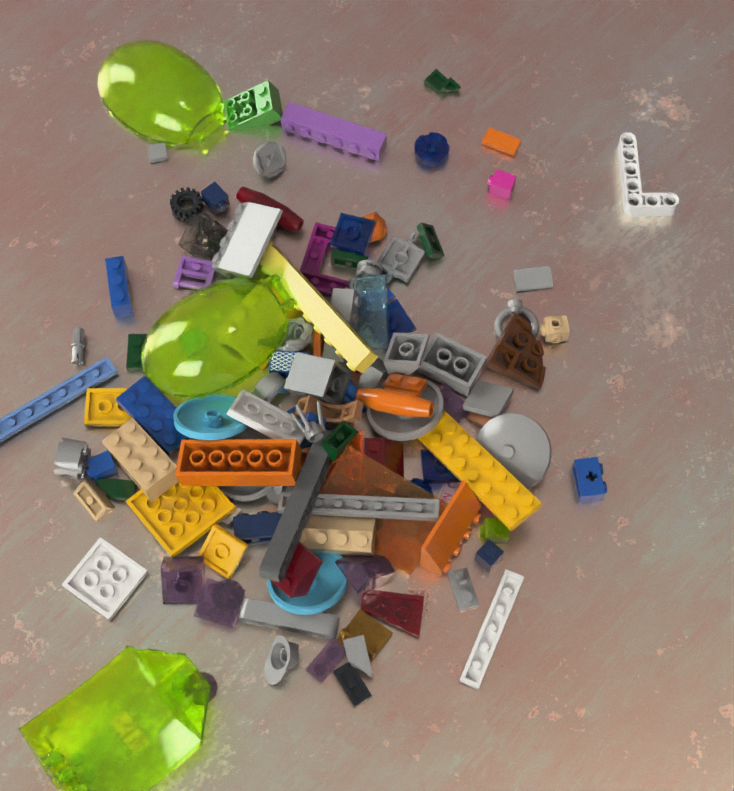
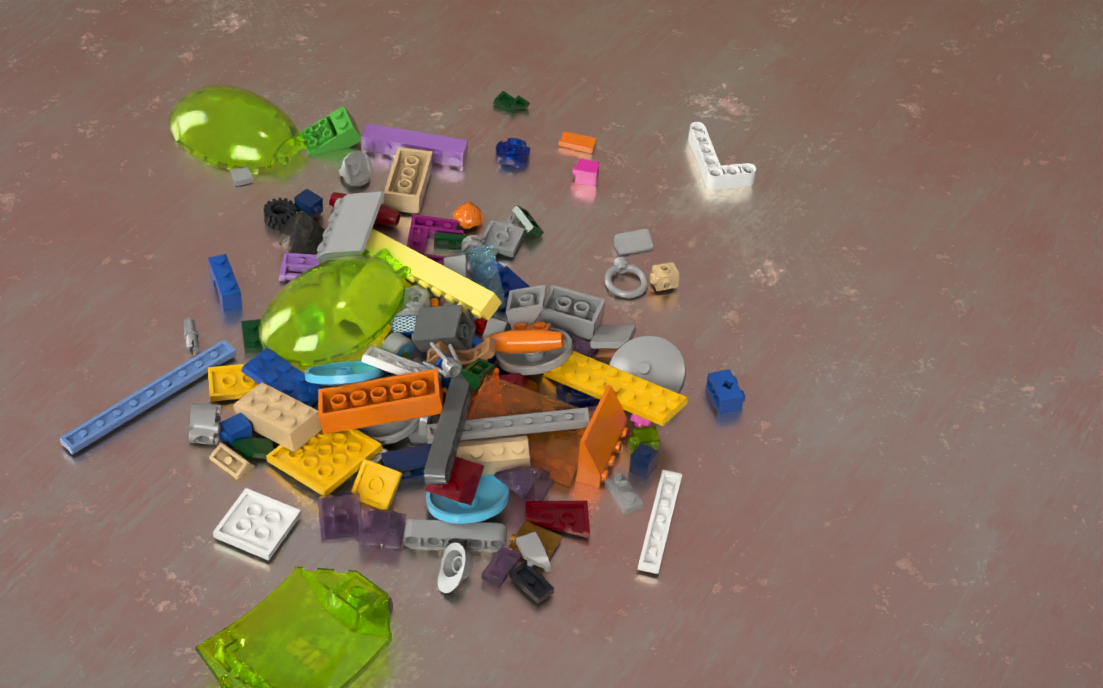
camera: 15 degrees left, 20 degrees down
(318, 178) = (408, 180): none -> tan brick
(352, 234) = (452, 218): clear blue plate -> none
(518, 354) = (633, 300): reddish brown brick -> none

